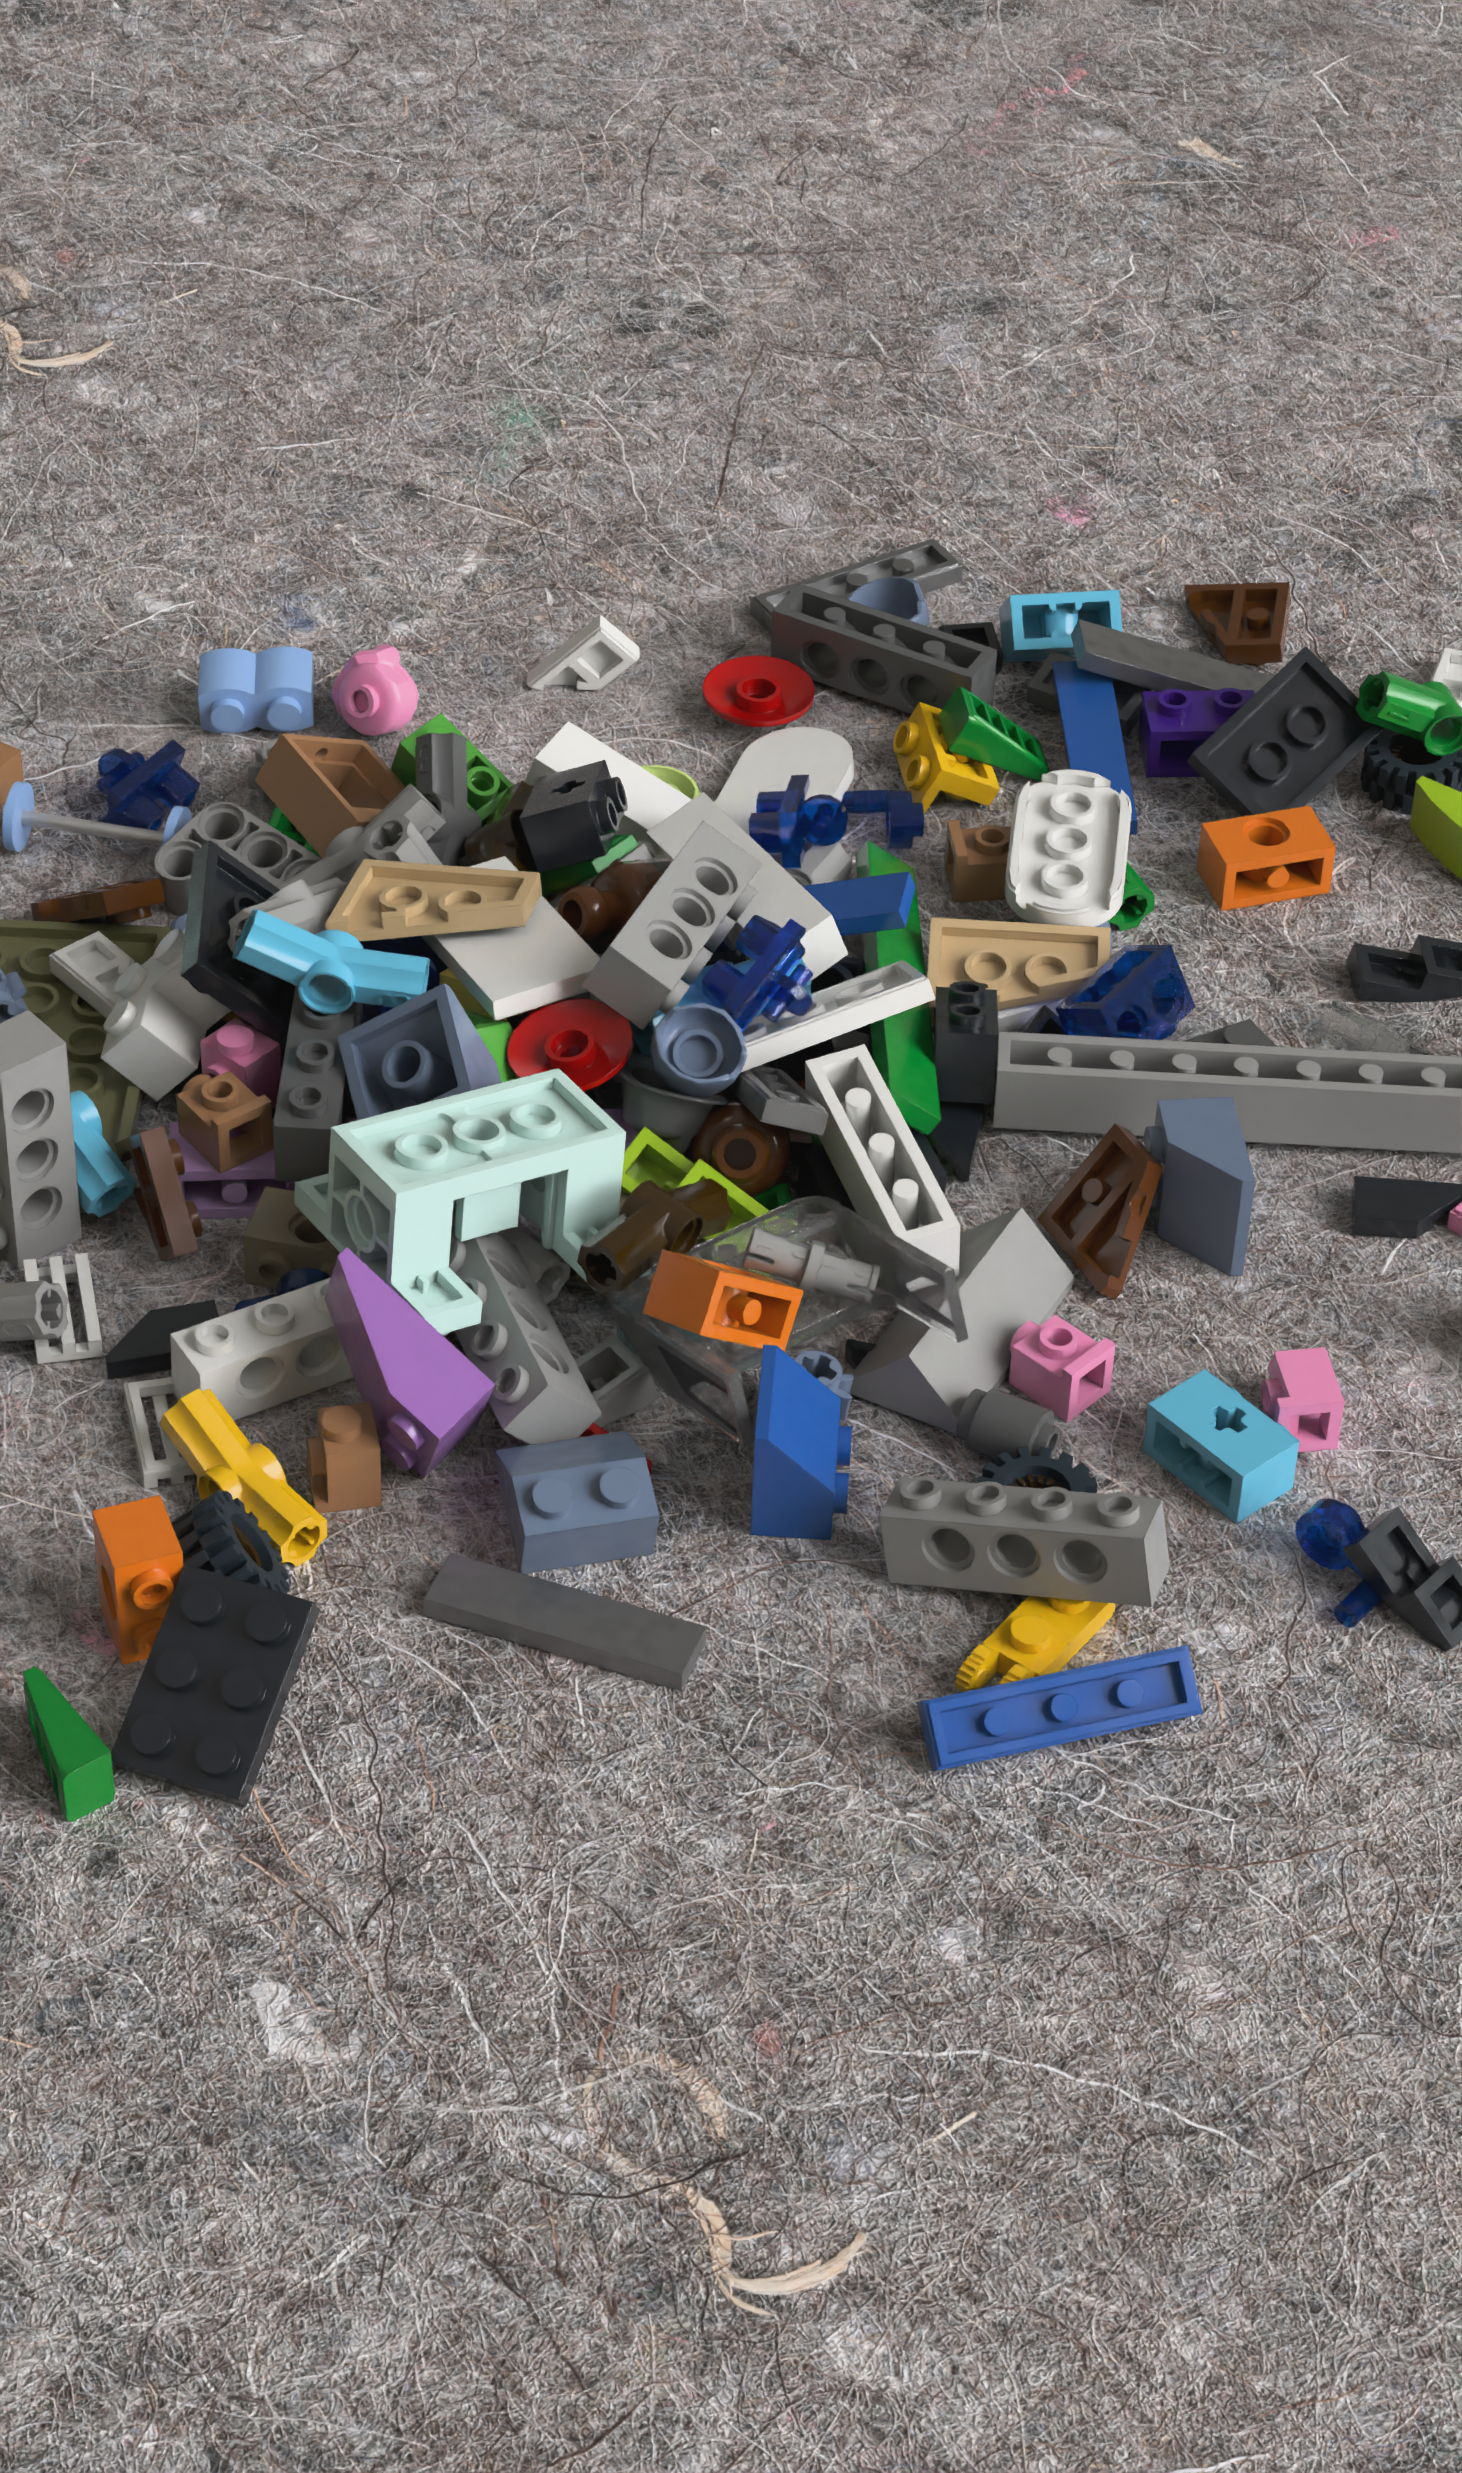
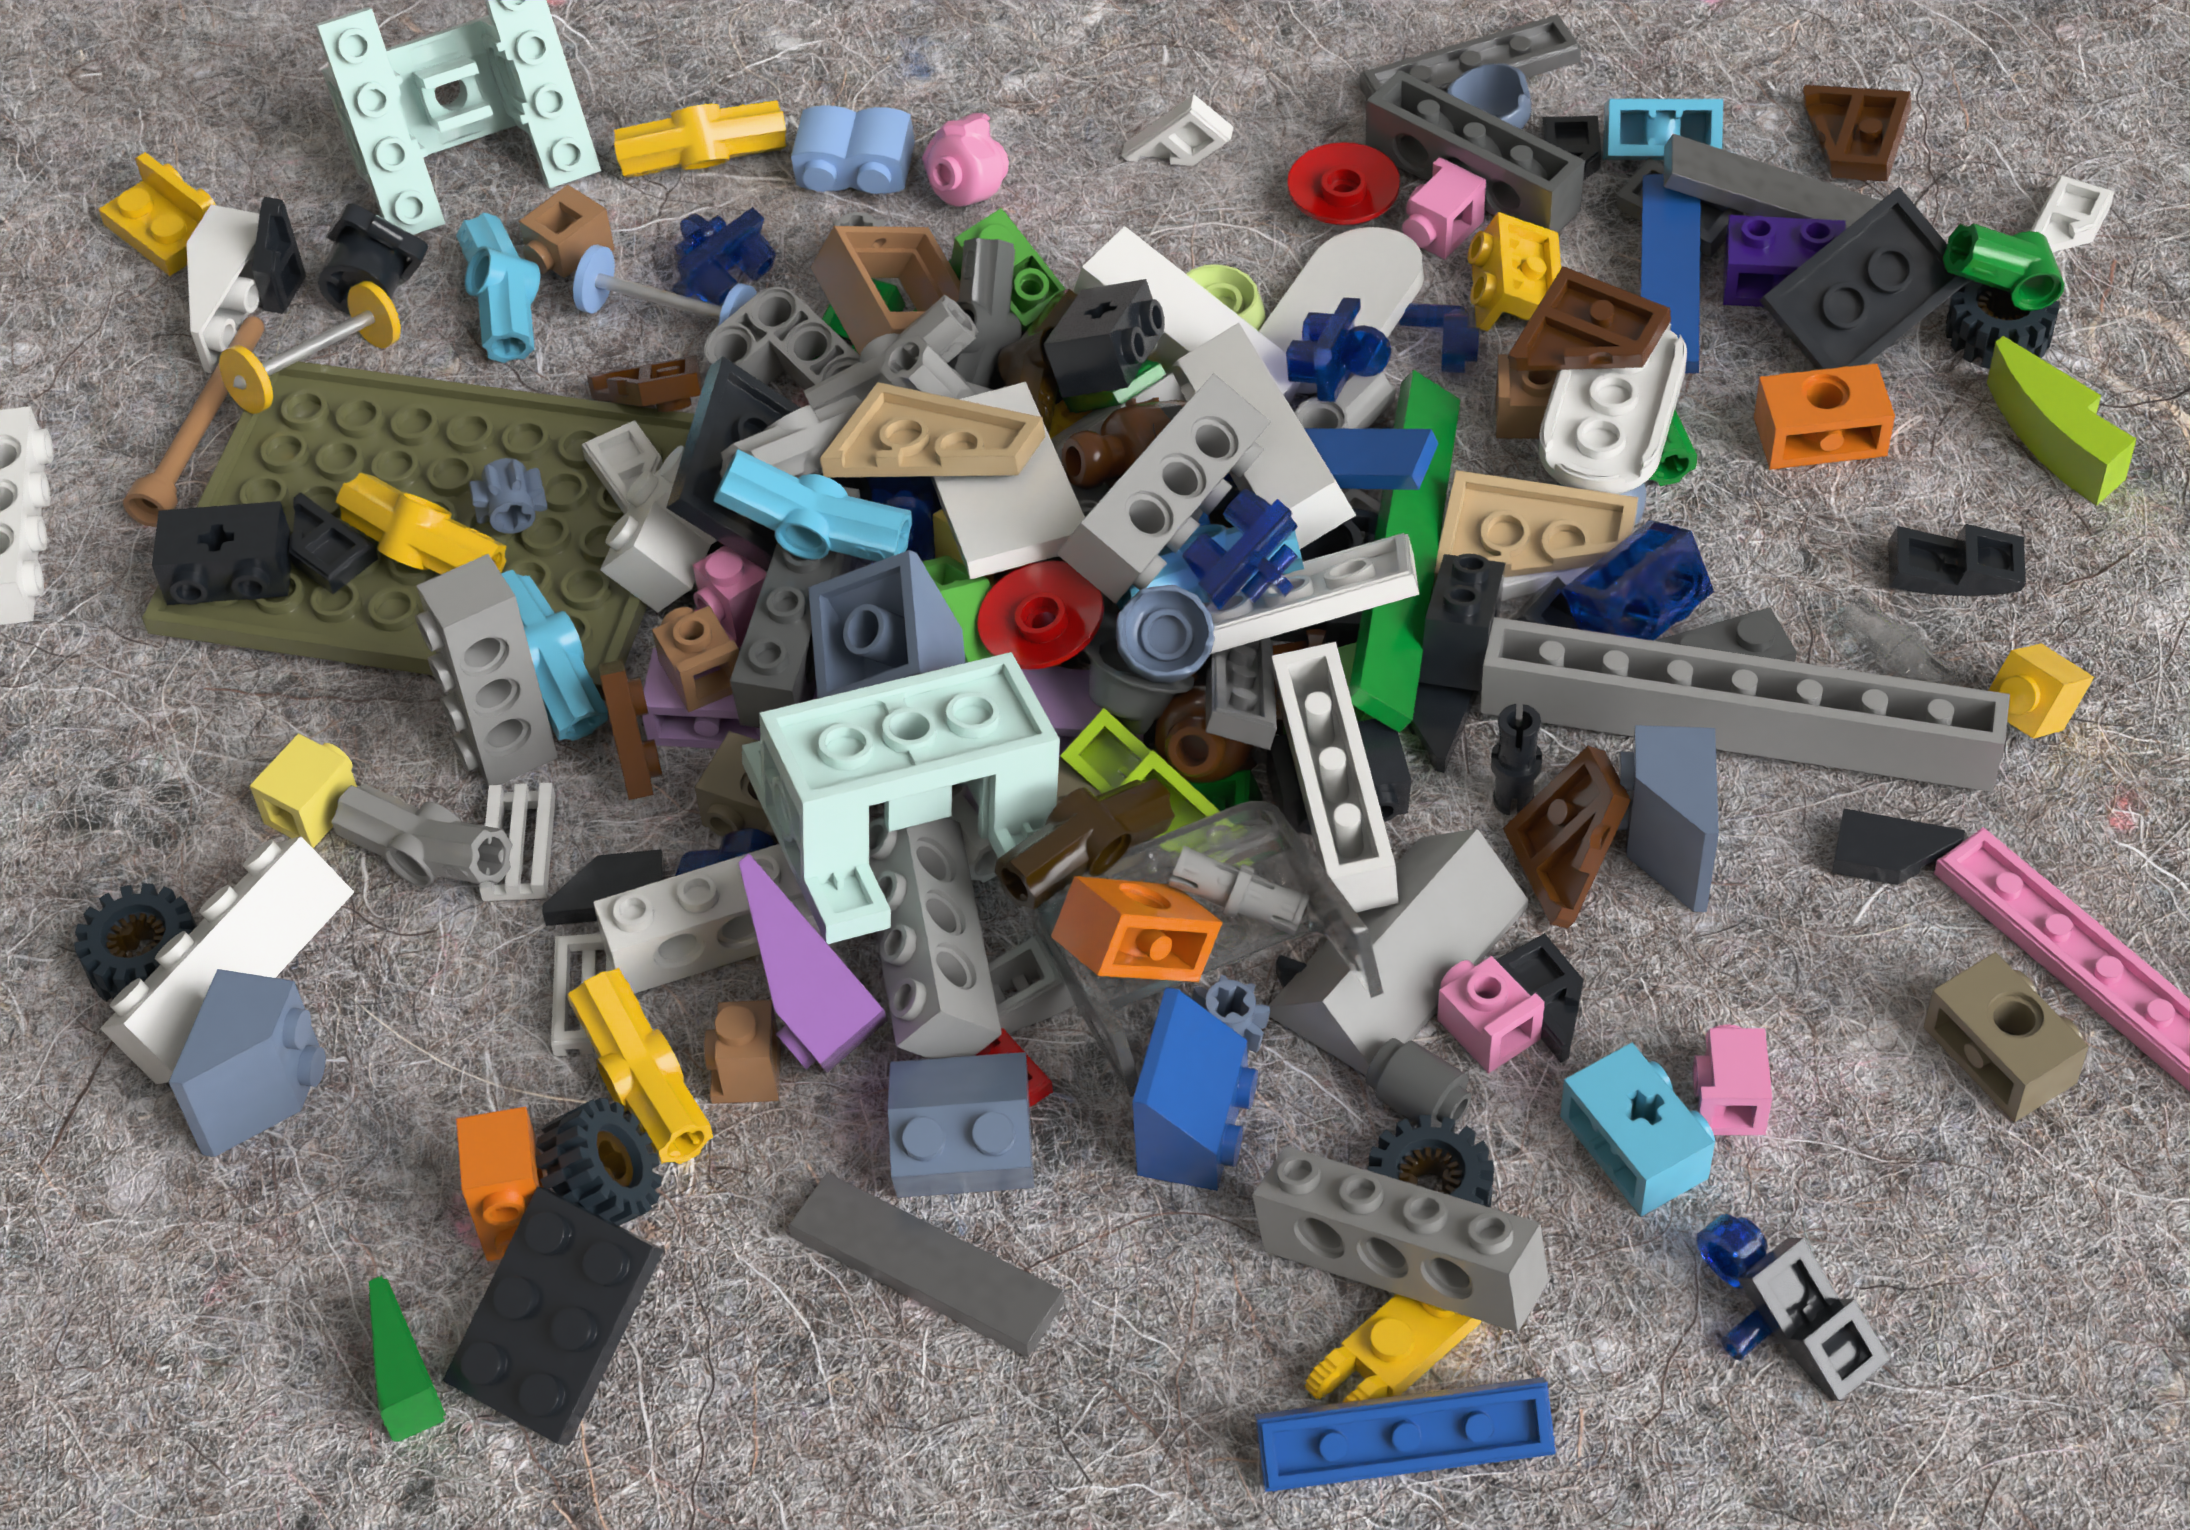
camera: 15 degrees right, 10 degrees up
(97, 687) = (700, 138): none -> yellow piece
(864, 706) = (1445, 208): none -> bright pink brick
(989, 737) = (1548, 242): green slope -> none
(1036, 783) = (1589, 327): none -> reddish brown wing
(1043, 1150) = (1516, 758): none -> black pin
(1101, 1322) = (1545, 971): none -> black tile

